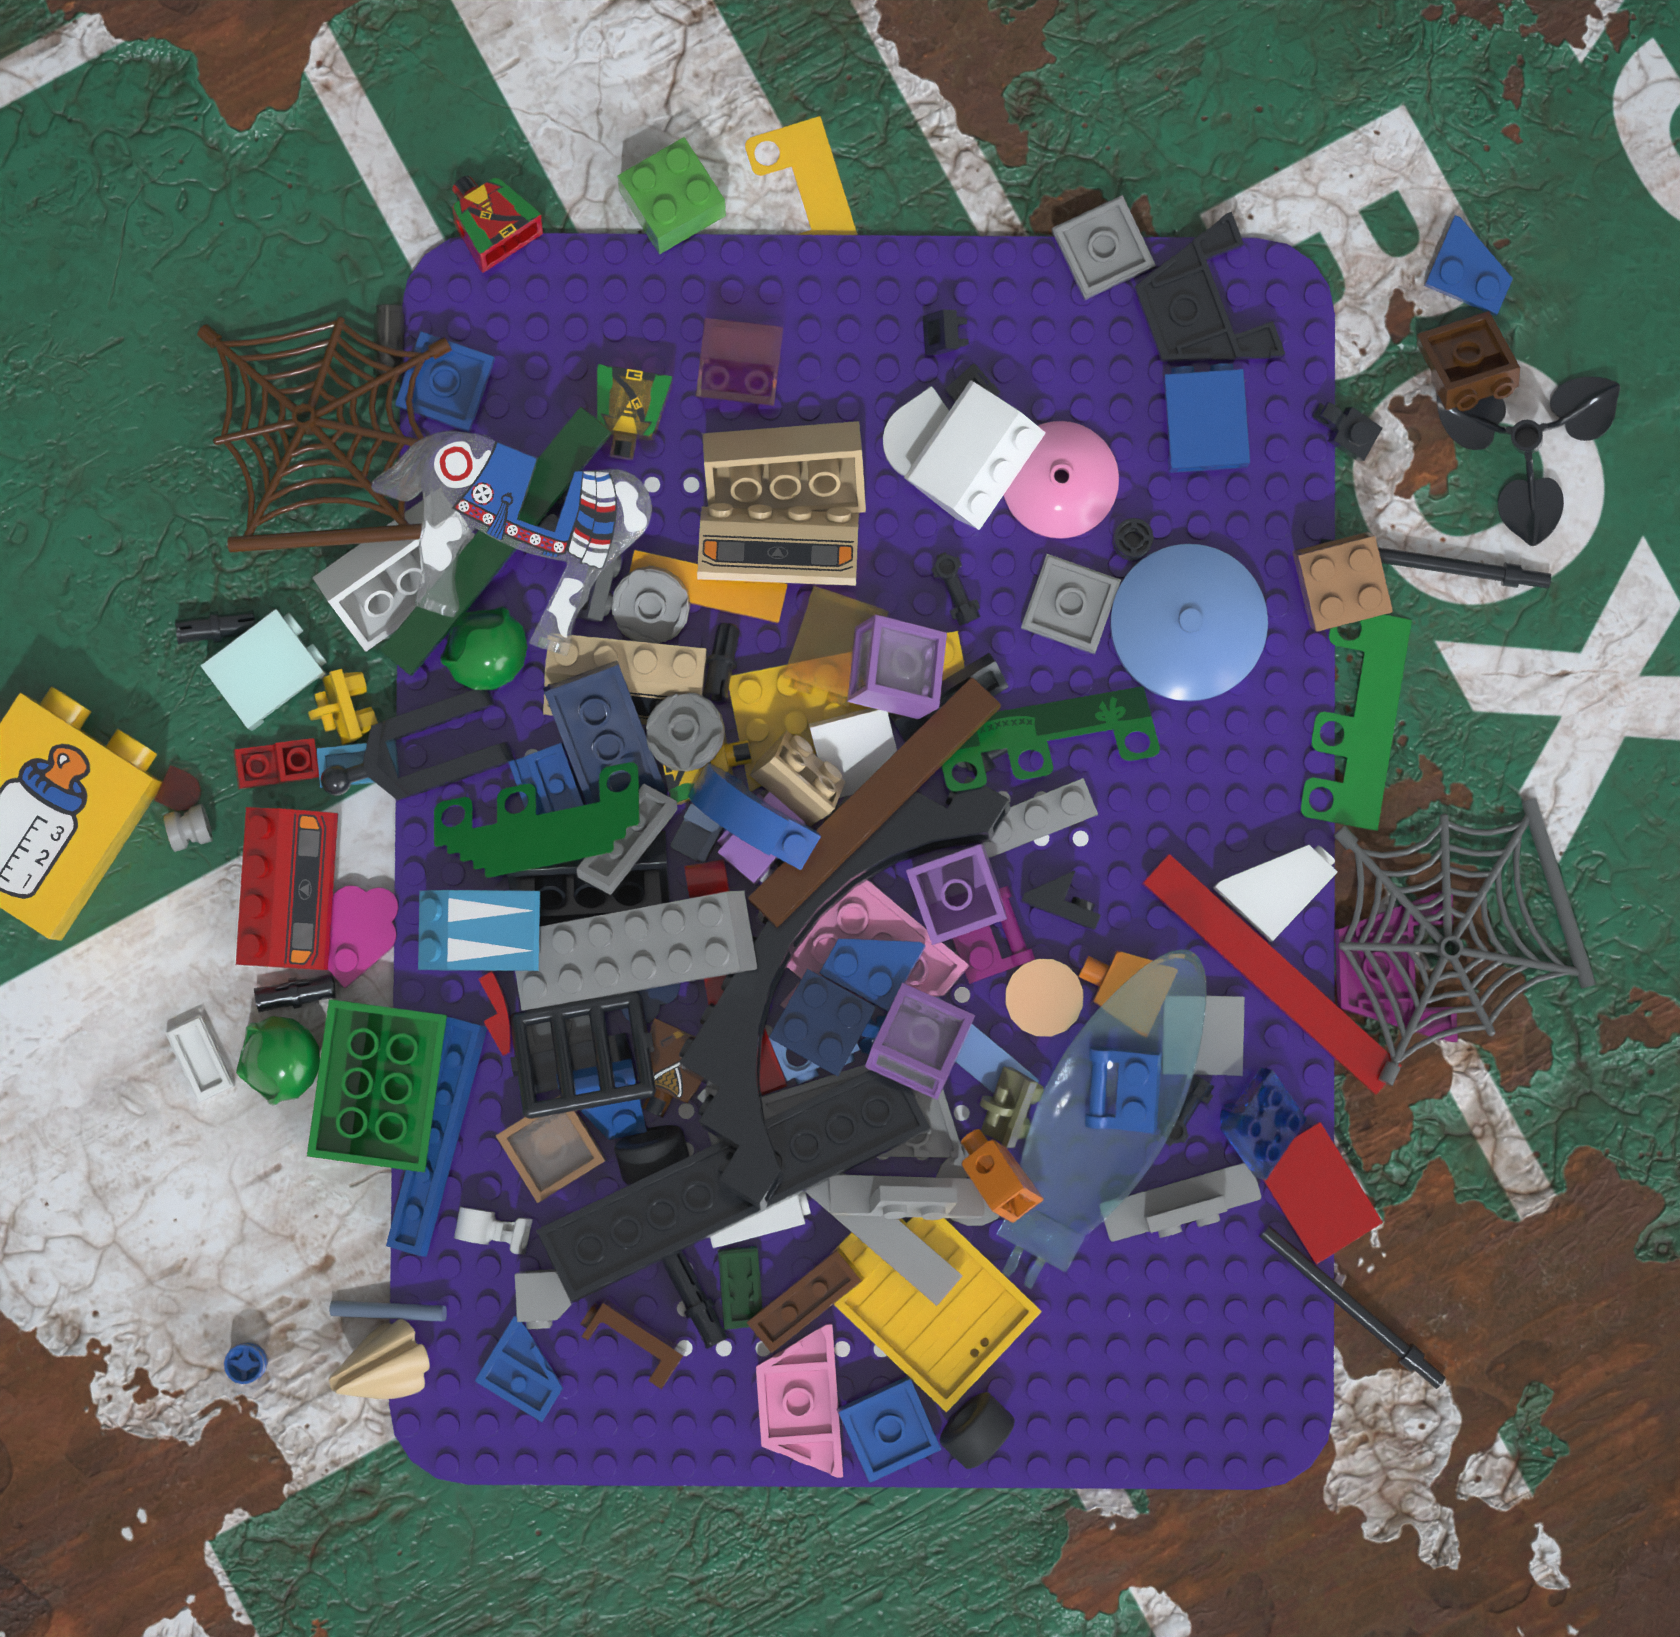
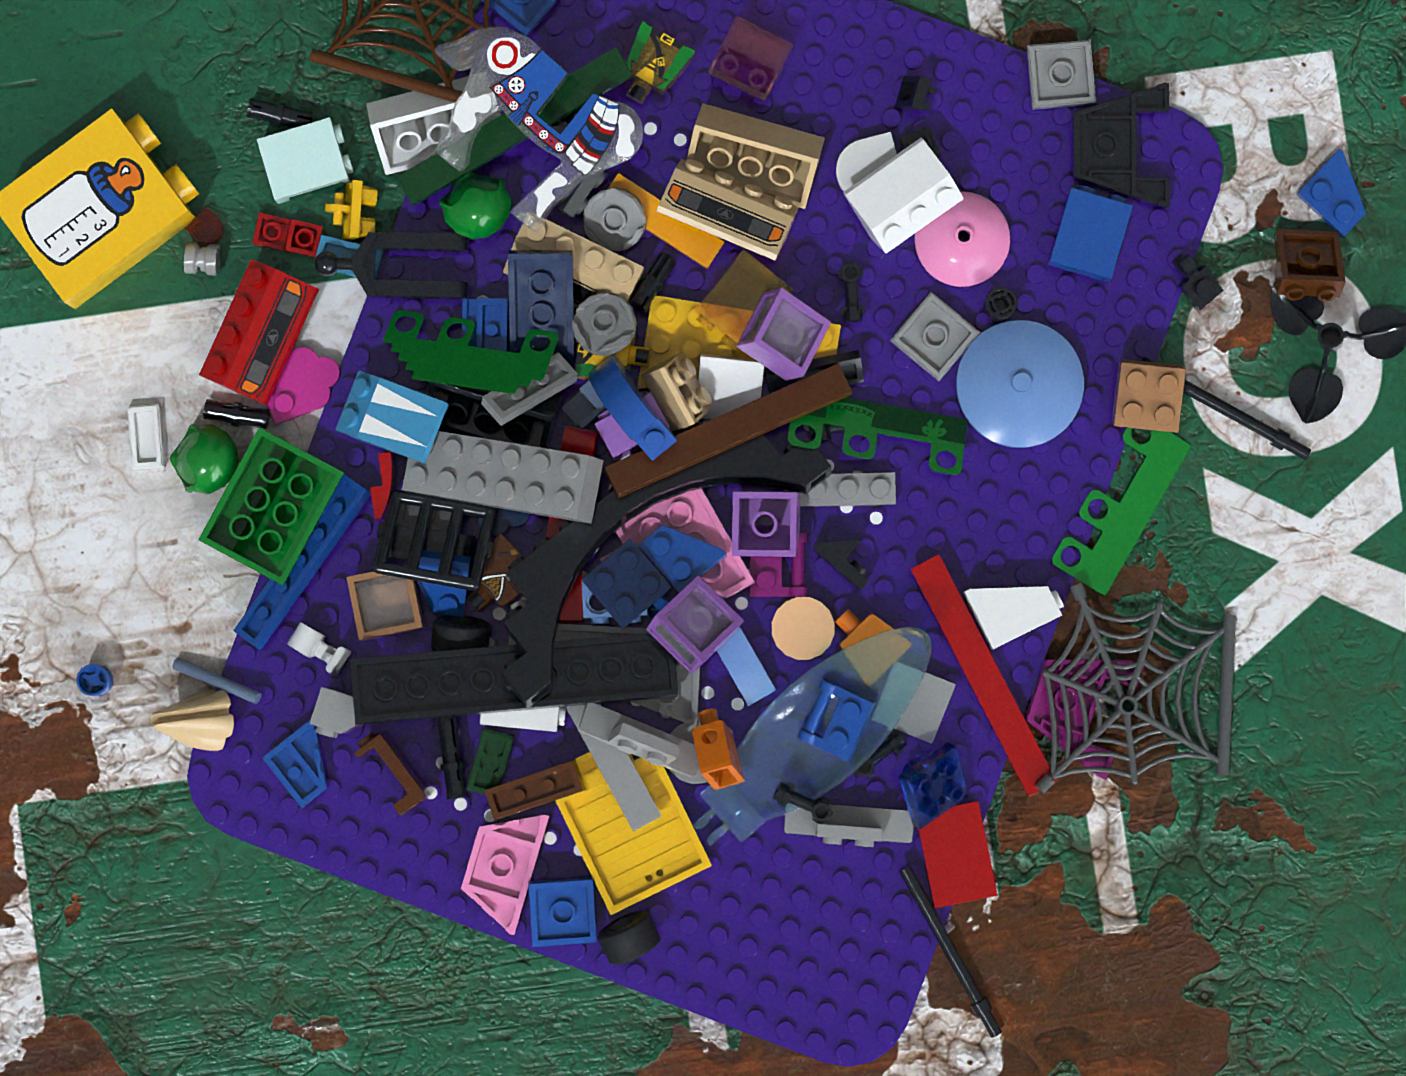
camera: 30 degrees right, 0 degrees up
(1009, 1106) = (744, 701): olive hips -> none
(1140, 1199) = (818, 808): none -> black bar

